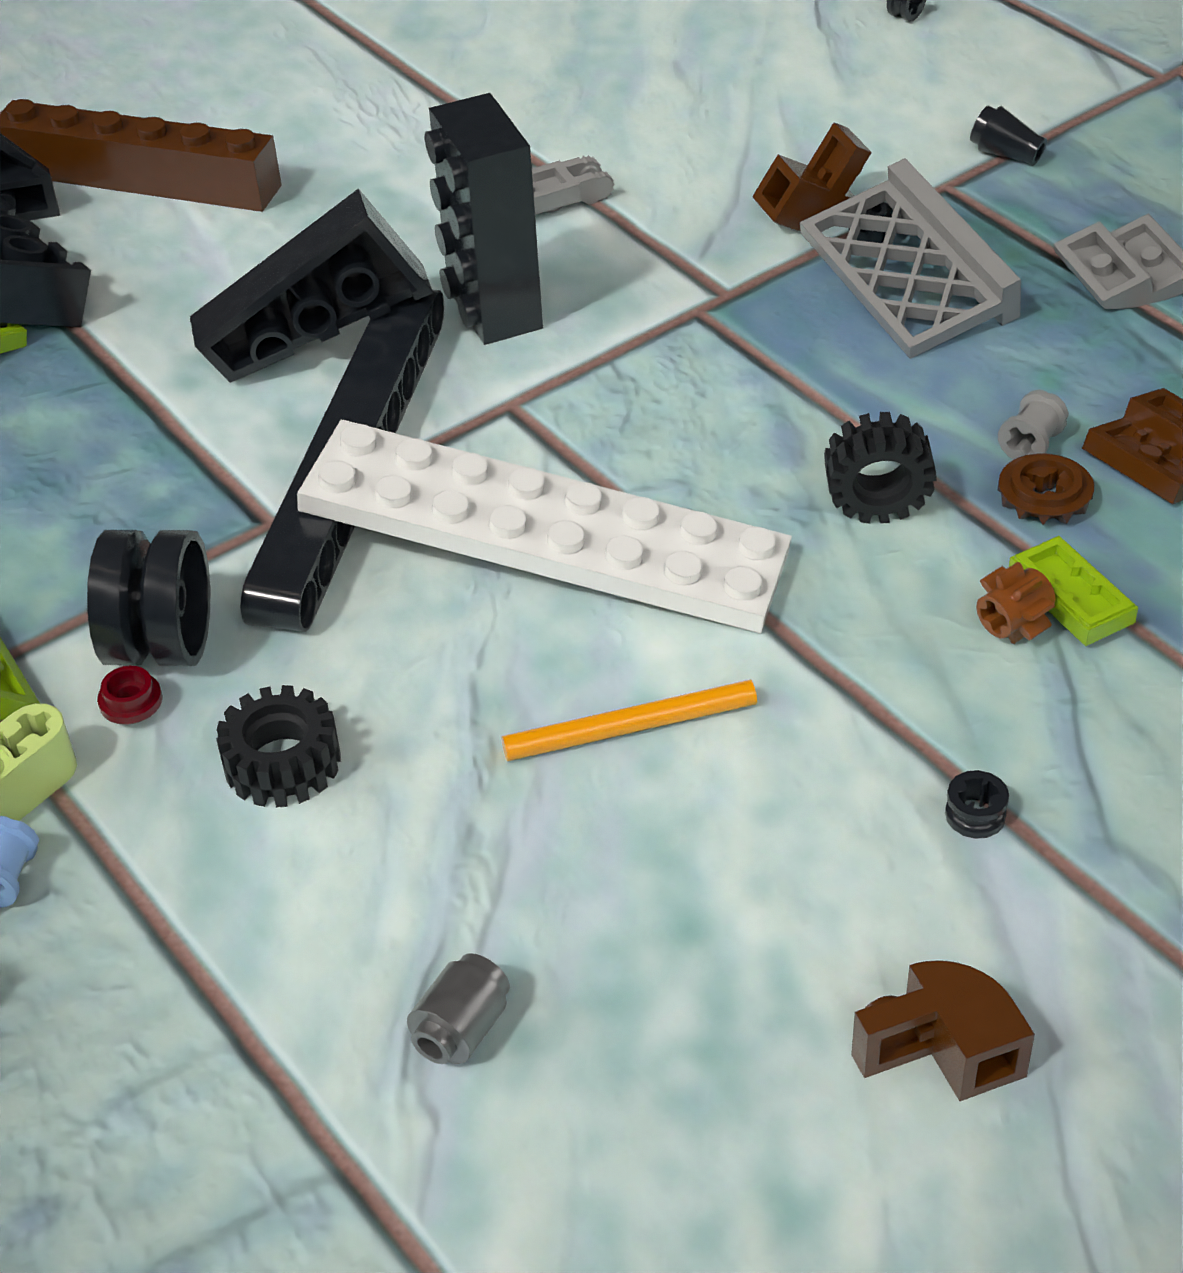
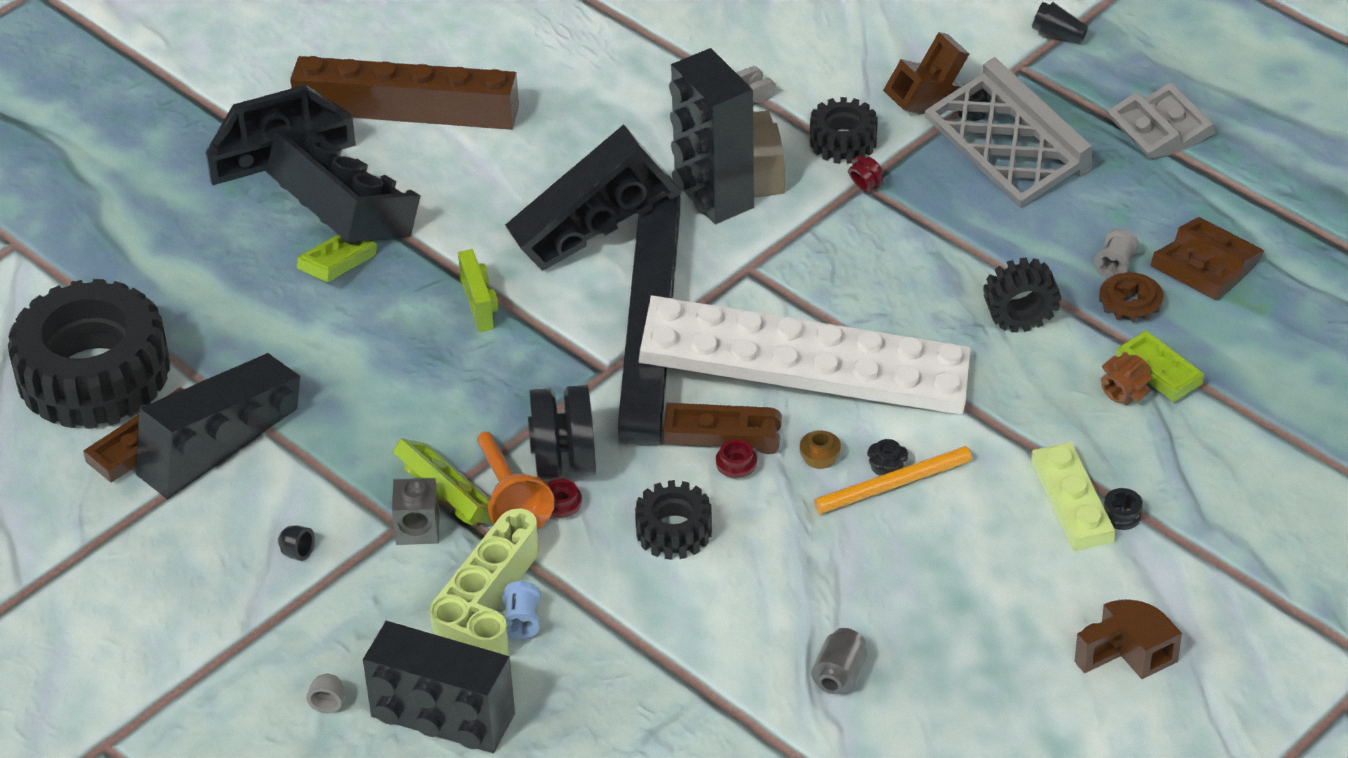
camera: 10 degrees left, 0 degrees up
(59, 676) = (514, 490): none -> orange piece
(125, 397) = (474, 282): none -> lime plate
(399, 614) = (720, 423): none -> reddish brown plate
(403, 664) = (736, 459): none -> dark red plate
(532, 662) = (820, 449): none -> pearl gold plate
(562, 258) = (768, 156): none -> dark tan brick
(628, 683) = (886, 456): none -> black plate
(686, 240) = (843, 115): none -> black tyre
(702, 294) = (866, 173): none -> dark red plate
(902, 777) = (1073, 496): none -> yellowish green plate

